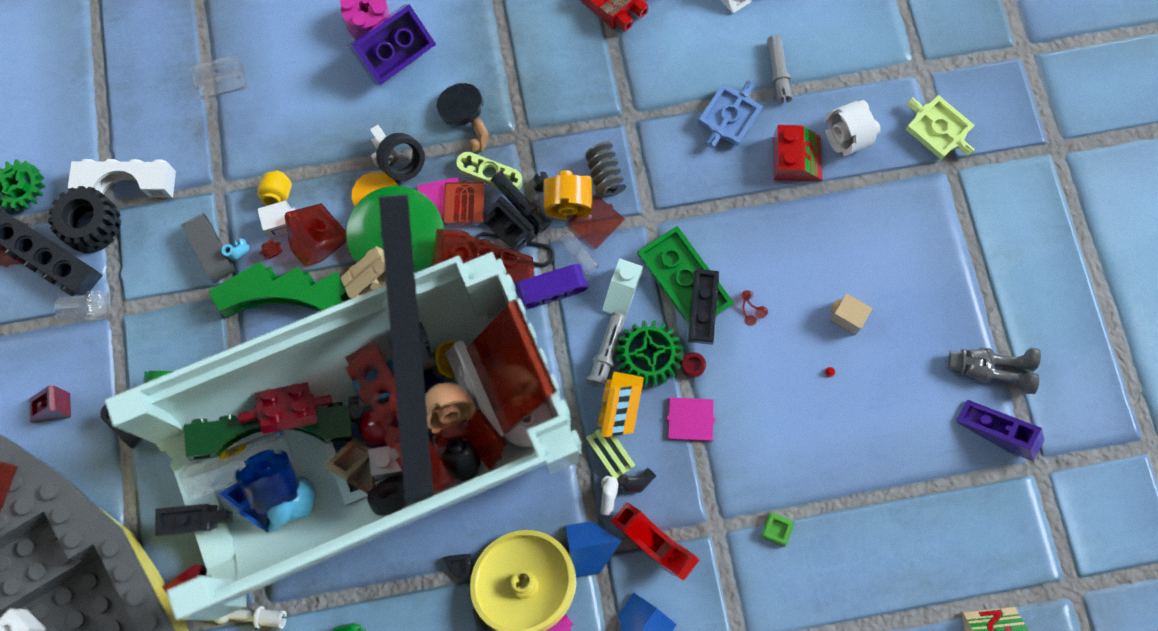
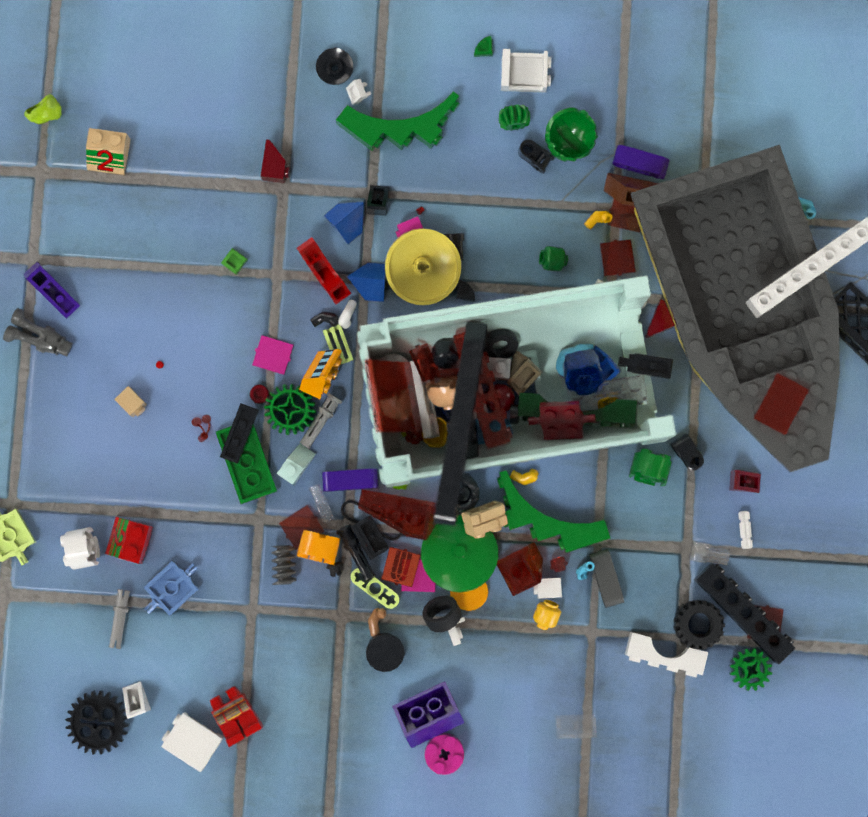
camera: 165 degrees left, 10 degrees up
(41, 347) = (745, 529): none -> white axle

